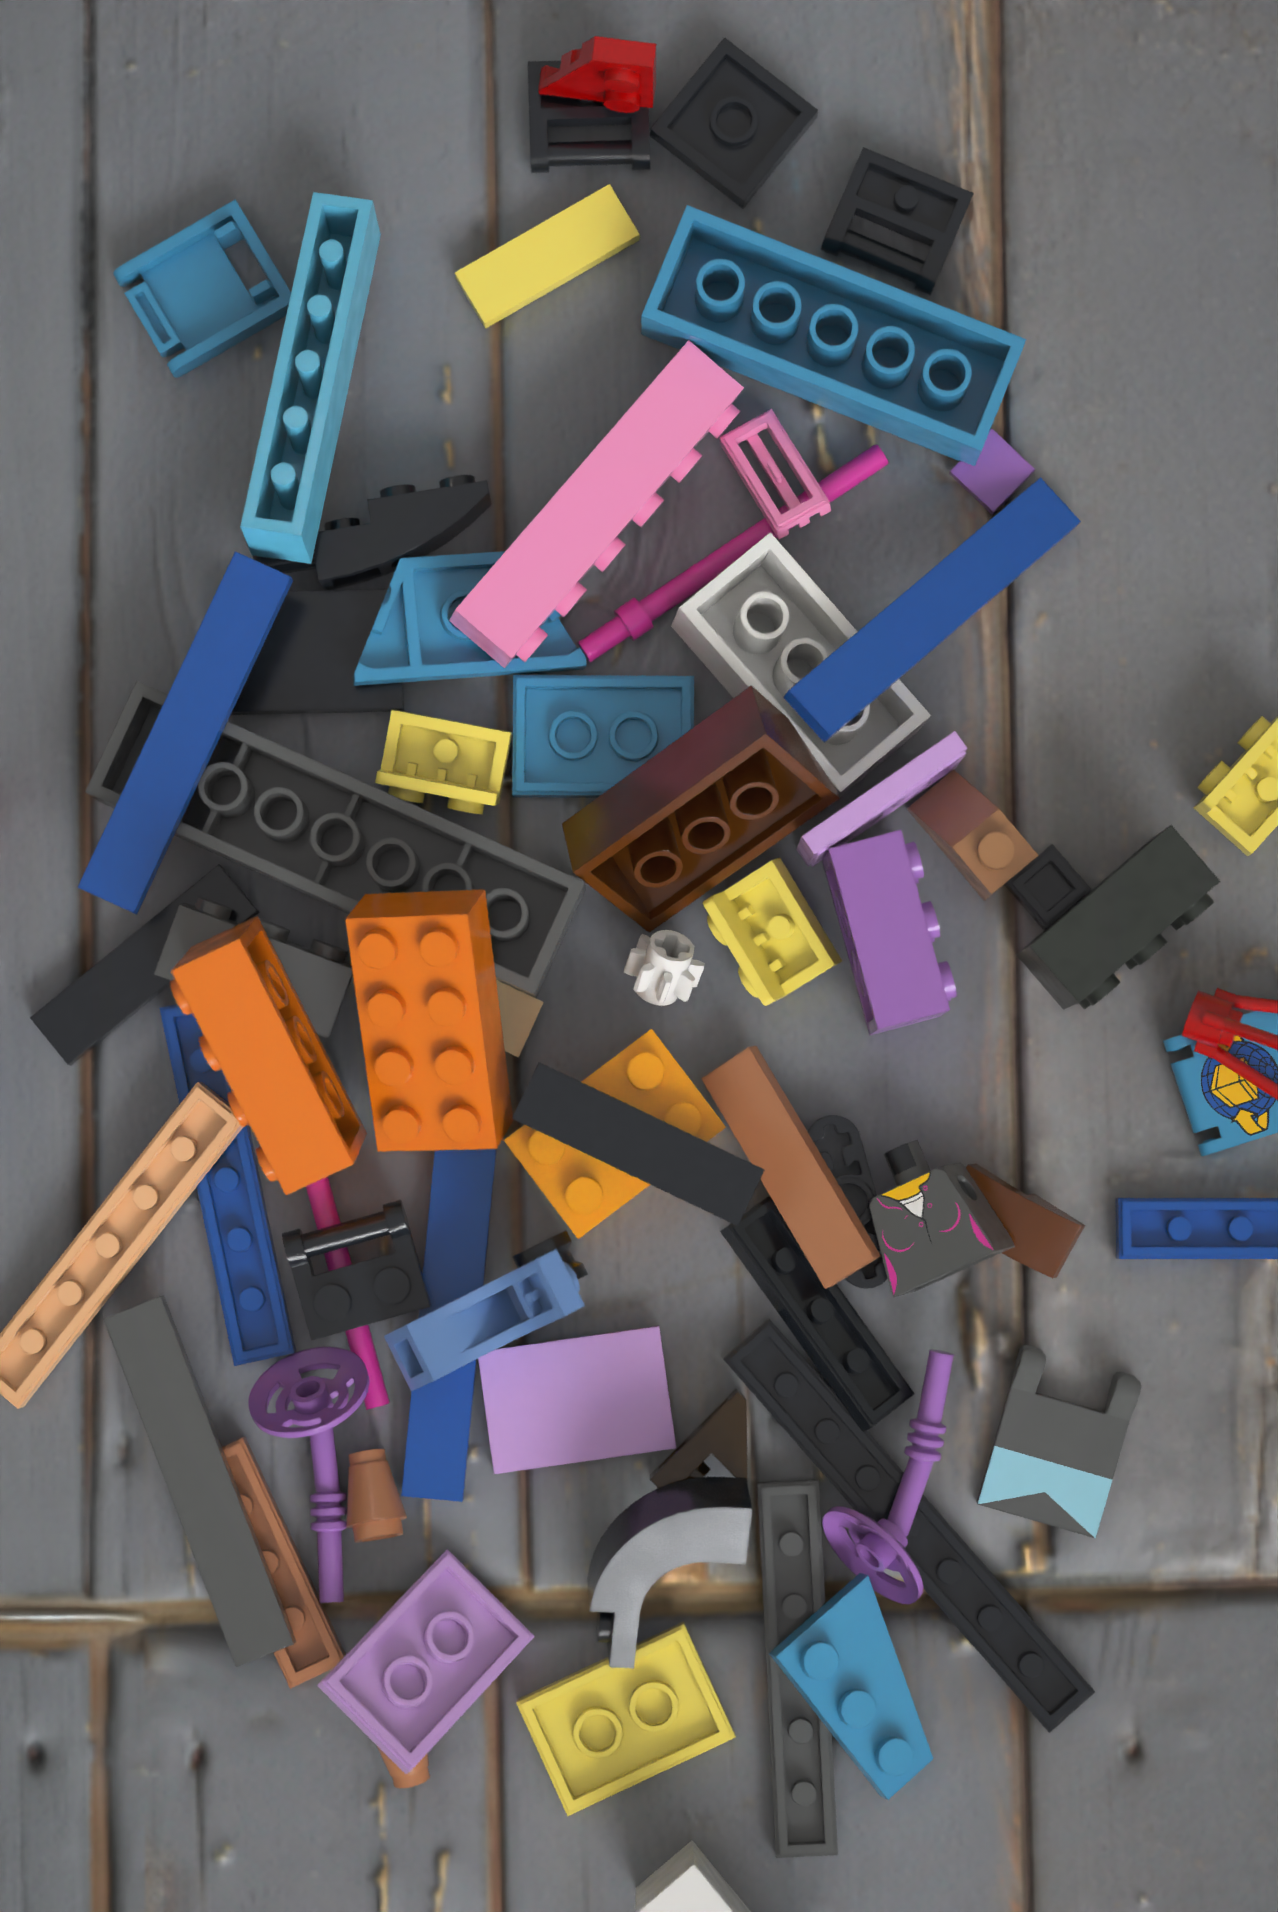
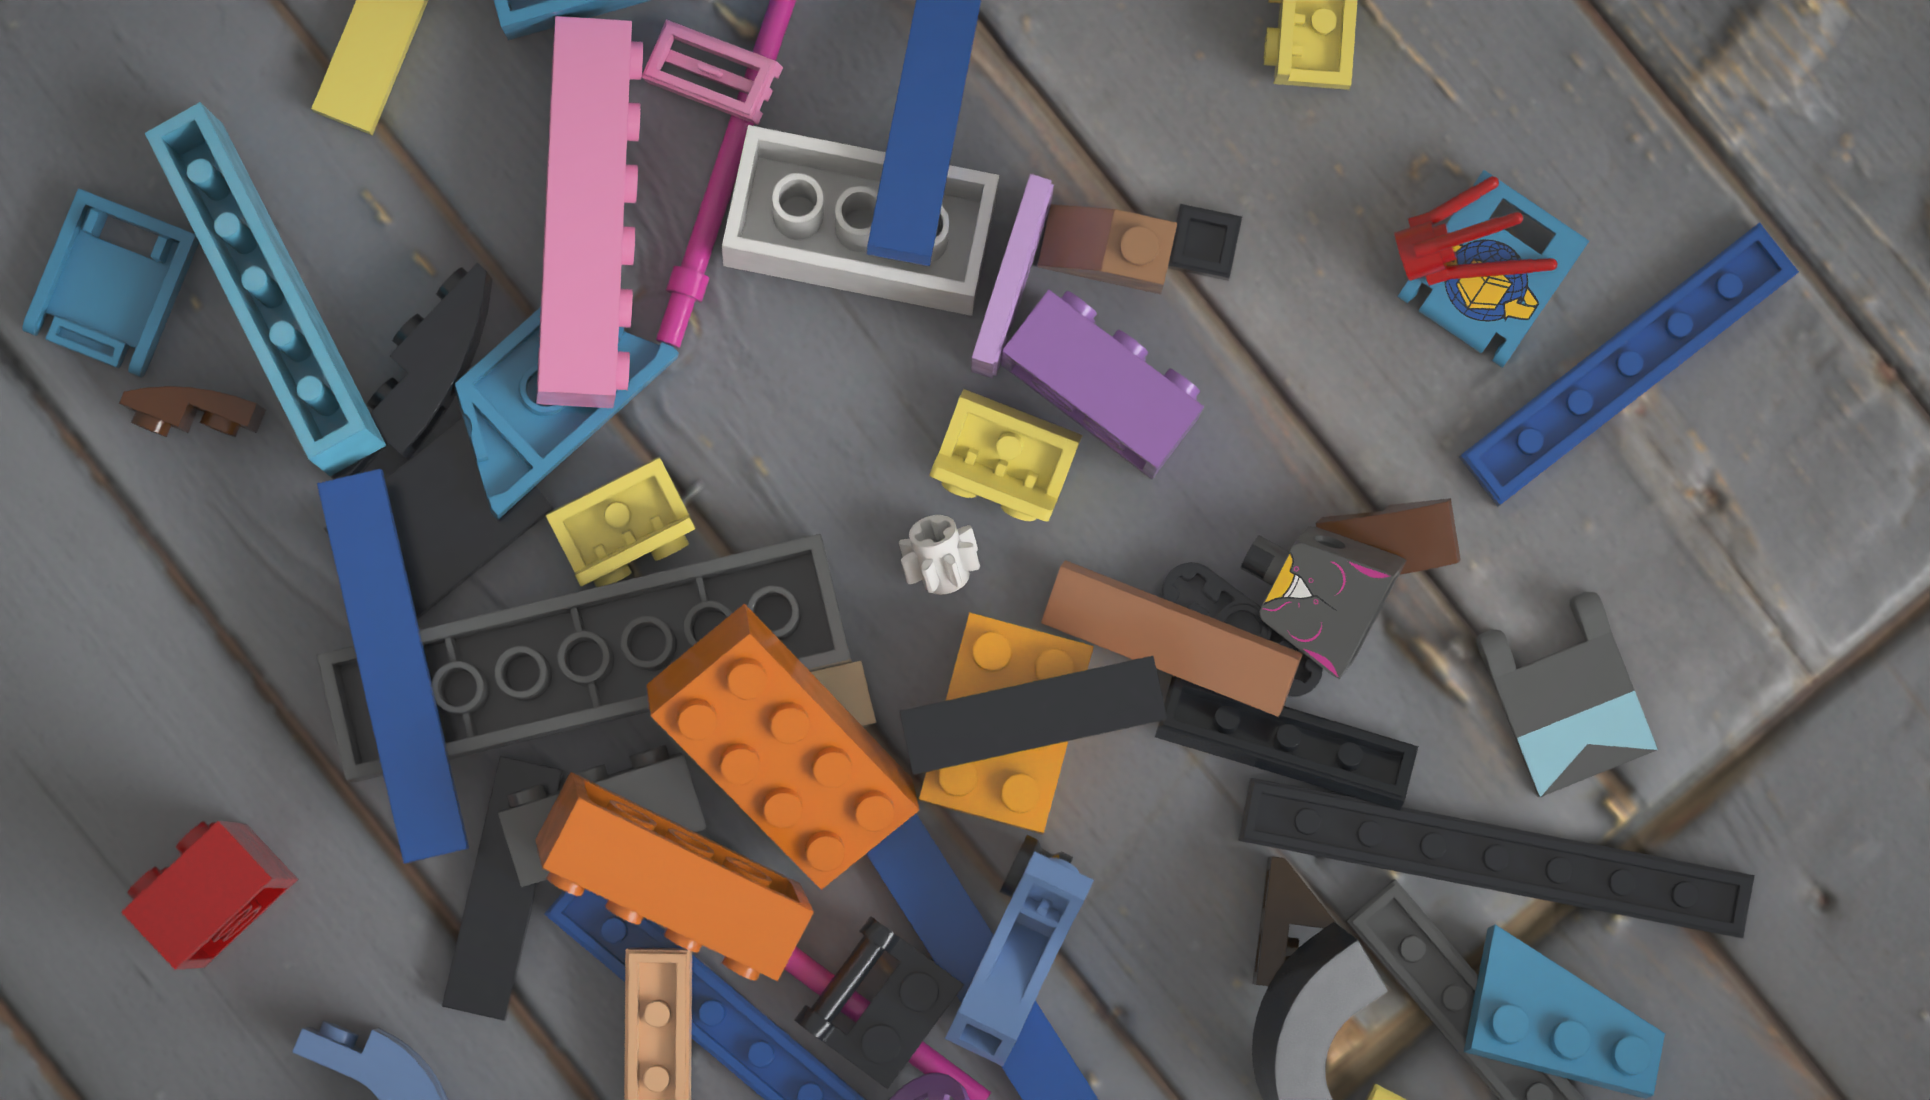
camera: 40 degrees left, 0 degrees up
(183, 419) = (176, 407): none -> reddish brown slope
(577, 1400) = (1144, 968): lavender tile -> none
(592, 730) = (738, 401): dark azure tile -> none
(698, 811) = (867, 403): reddish brown slope -> none
(884, 1542) = (1487, 883): medium lavender dish -> none
(1120, 921) = (1286, 225): pearl dark grey brick -> none

